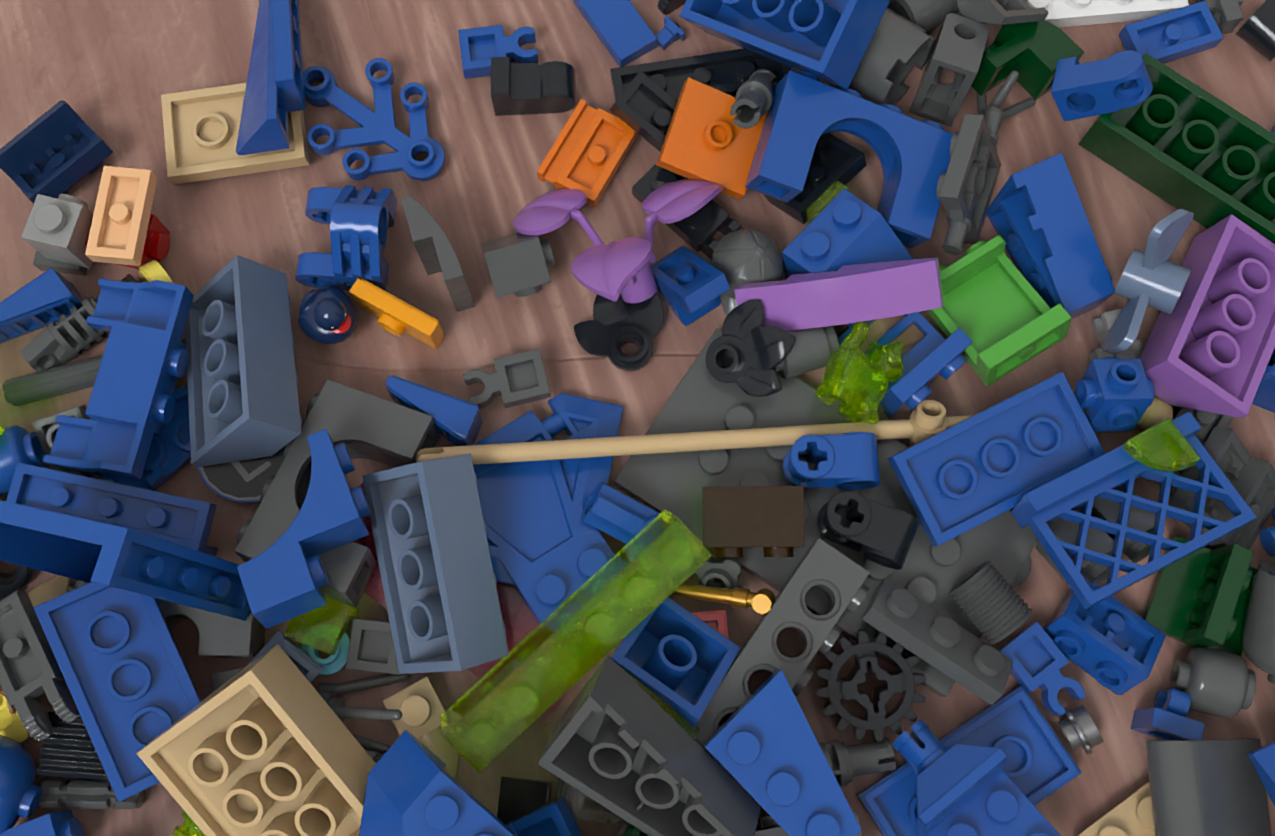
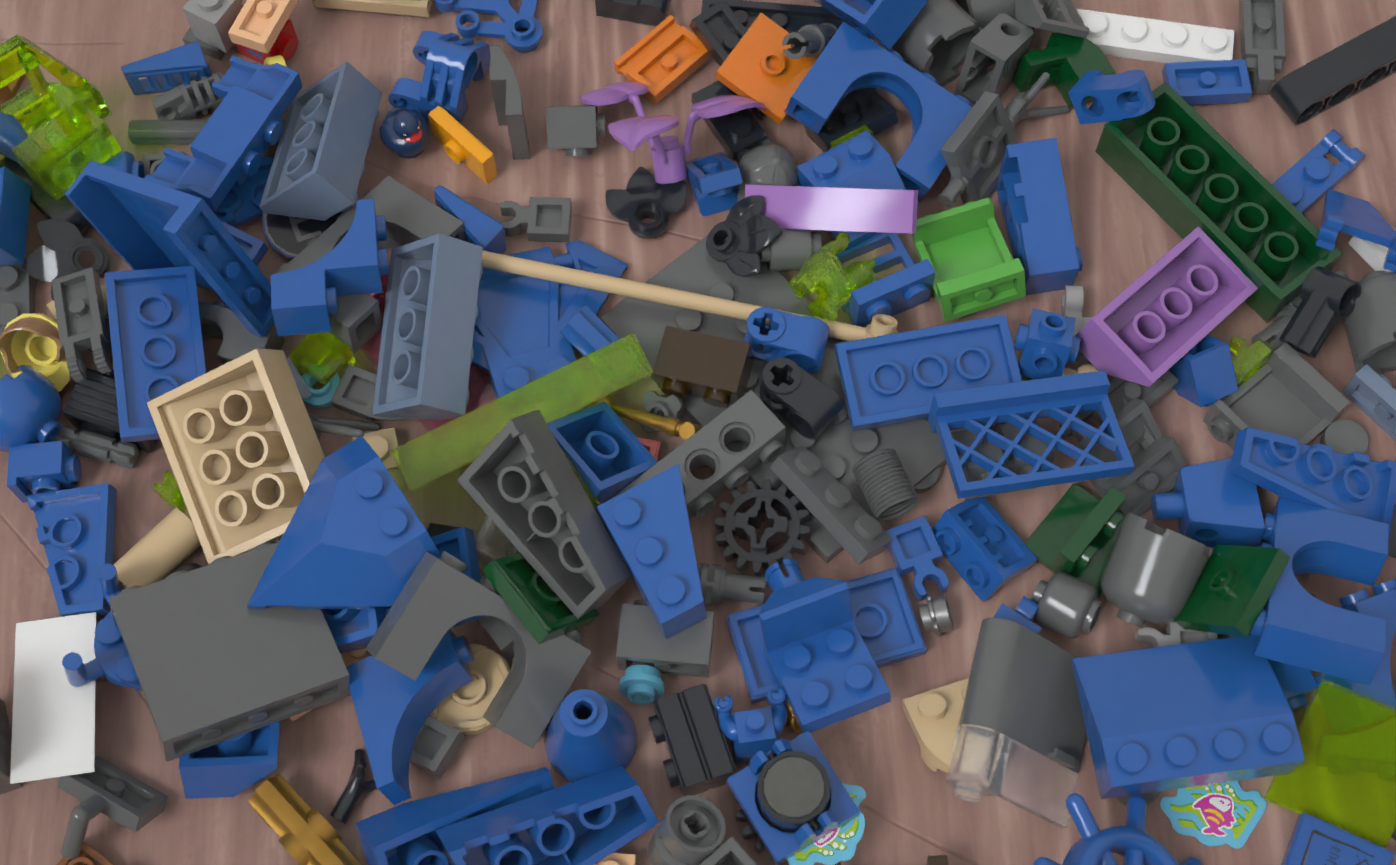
camera: 20 degrees right, 10 degrees down
(1150, 281) = (1103, 252): sand blue piece -> none
(1162, 448) = (1065, 387): clear neon green tile -> none

